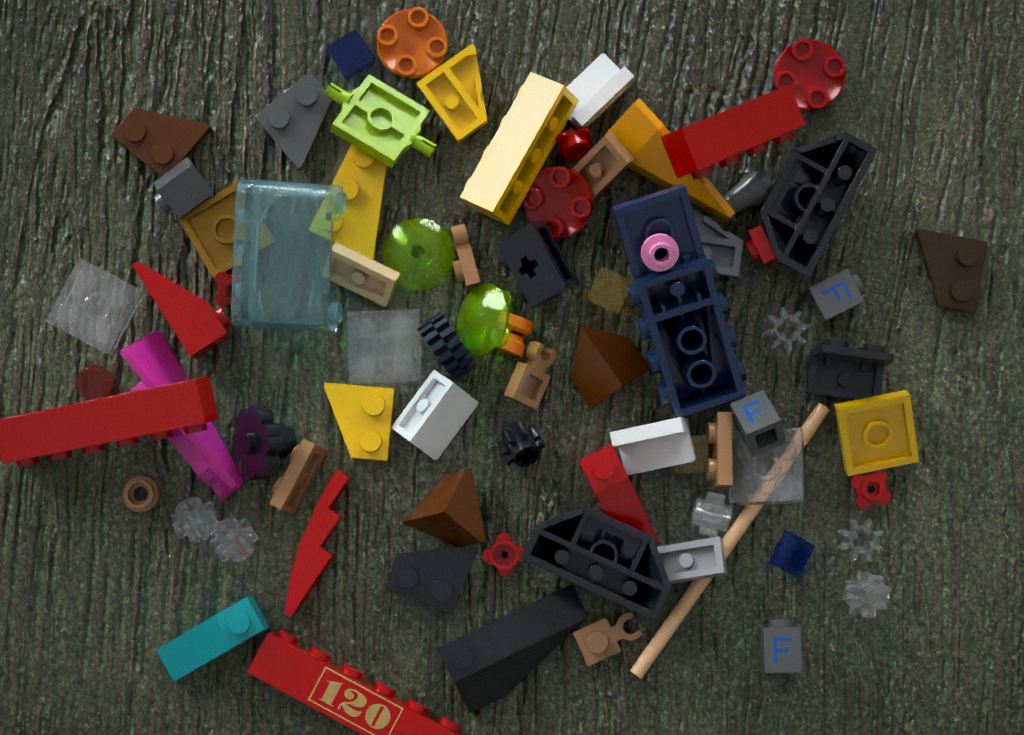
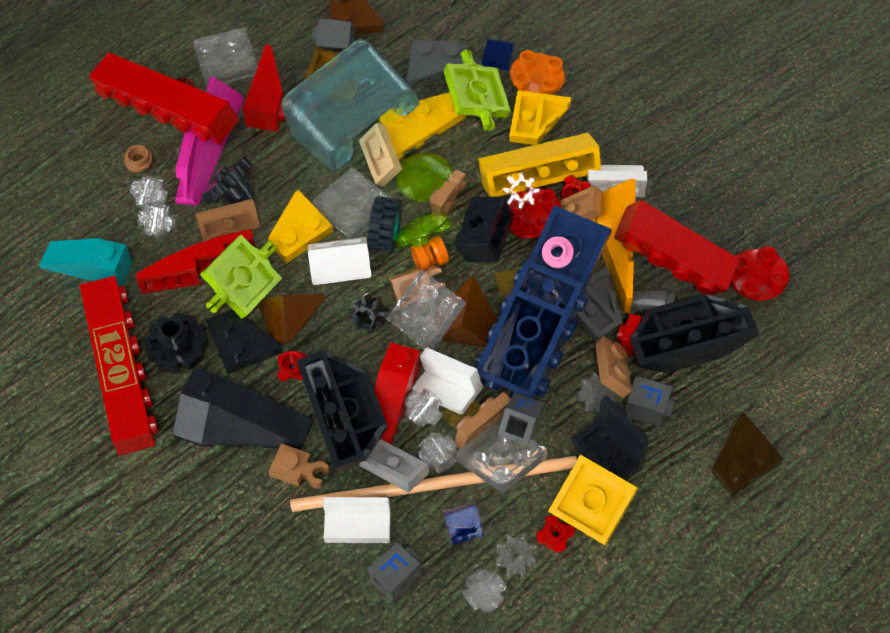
camera: 40 degrees right, 25 degrees down
(378, 522) = (241, 276): none -> lime plate
(383, 634) = (176, 343): none -> black plant
(531, 205) = (527, 185): none -> clear gear
(572, 396) = (426, 310): none -> clear plate
(660, 487) = (423, 407): none -> clear gear
(706, 637) = (357, 519): none -> white panel
(780, 295) = (613, 366): none -> medium nougat plate

